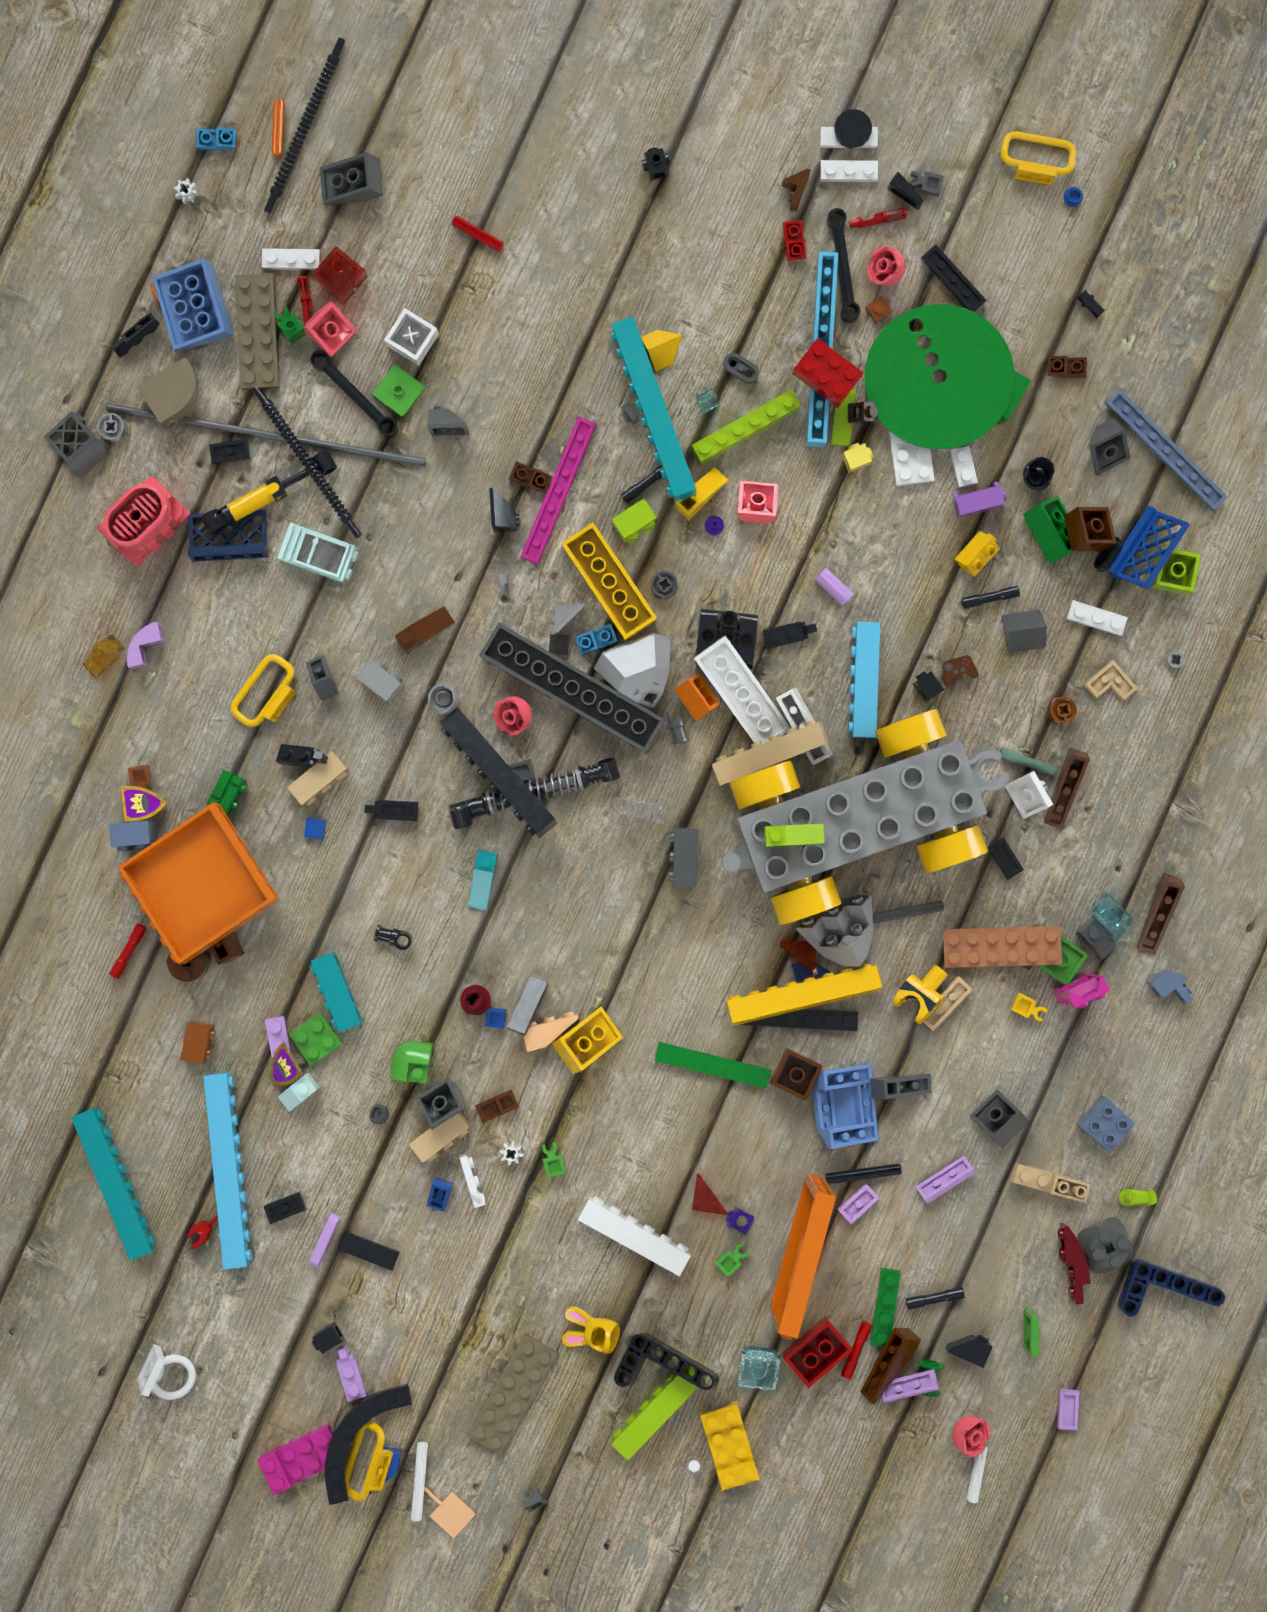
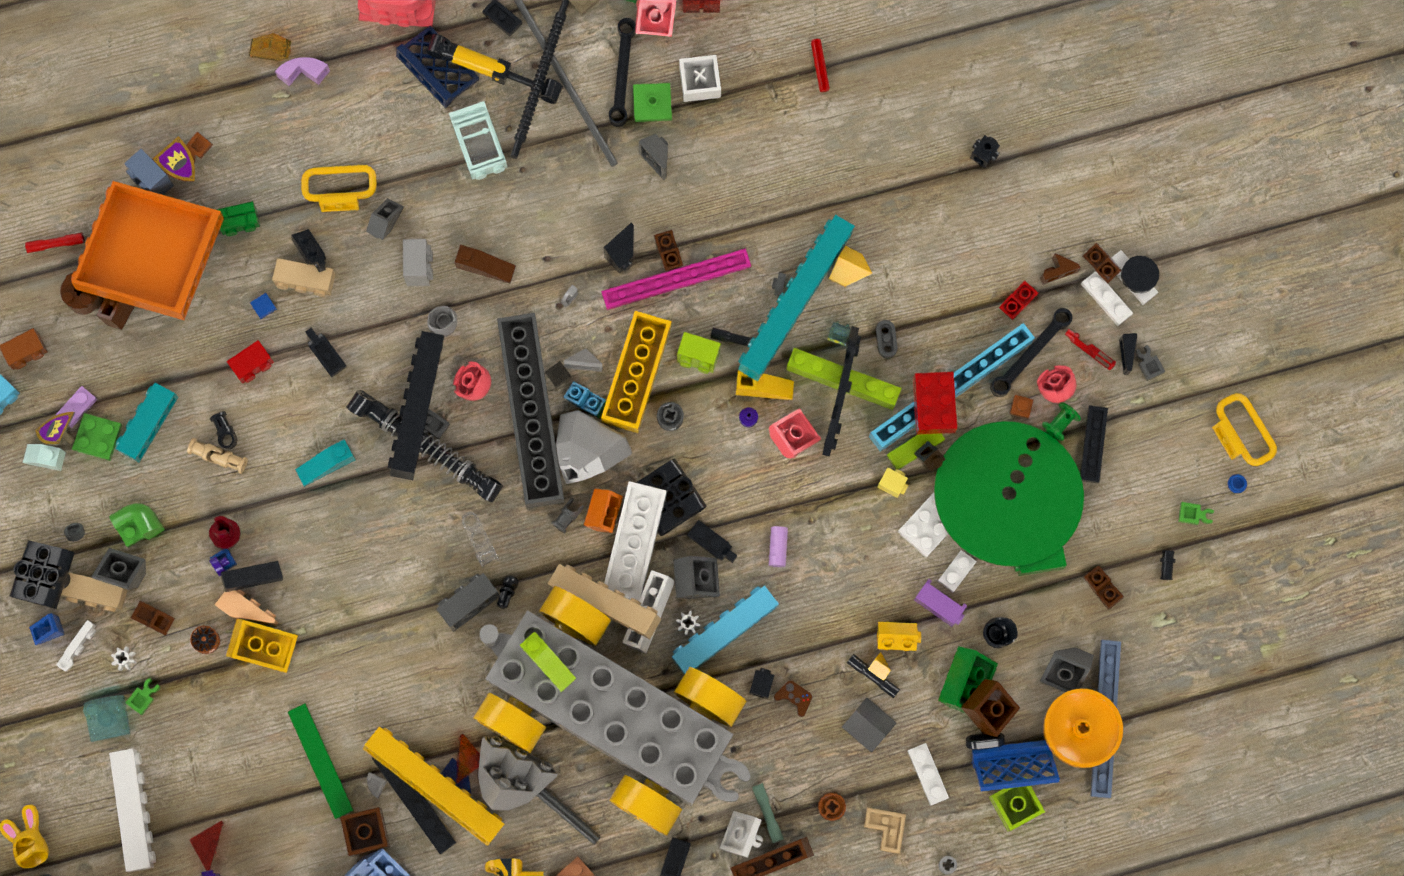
camera: 50 degrees right, 10 degrees down
(354, 874) = (250, 362): none -> red brick
(396, 1174) = (42, 574): none -> black connector
(411, 956) = (219, 456): none -> tan piece
(498, 1024) = (219, 565): none -> dark purple tile
(546, 1200) = (106, 718): none -> clear light blue slope
(547, 1079) = (205, 640): none -> dark orange wheel
(693, 813) = (510, 583): none -> black axle
(757, 431) = (844, 386): none -> black plate
(764, 1037) = (375, 784): none -> light grey tile
(806, 668) = (696, 577): none -> dark grey slope
(819, 150) = (1102, 262): none -> reddish brown slope
(836, 697) = (684, 619): none -> white gear
(917, 288) = (1060, 422): none -> green hose
(988, 586) = (880, 667): none -> yellow slope
(1068, 250) = (1191, 514): none -> bright green plate
(1162, 473) = (1083, 728): none -> light orange dish

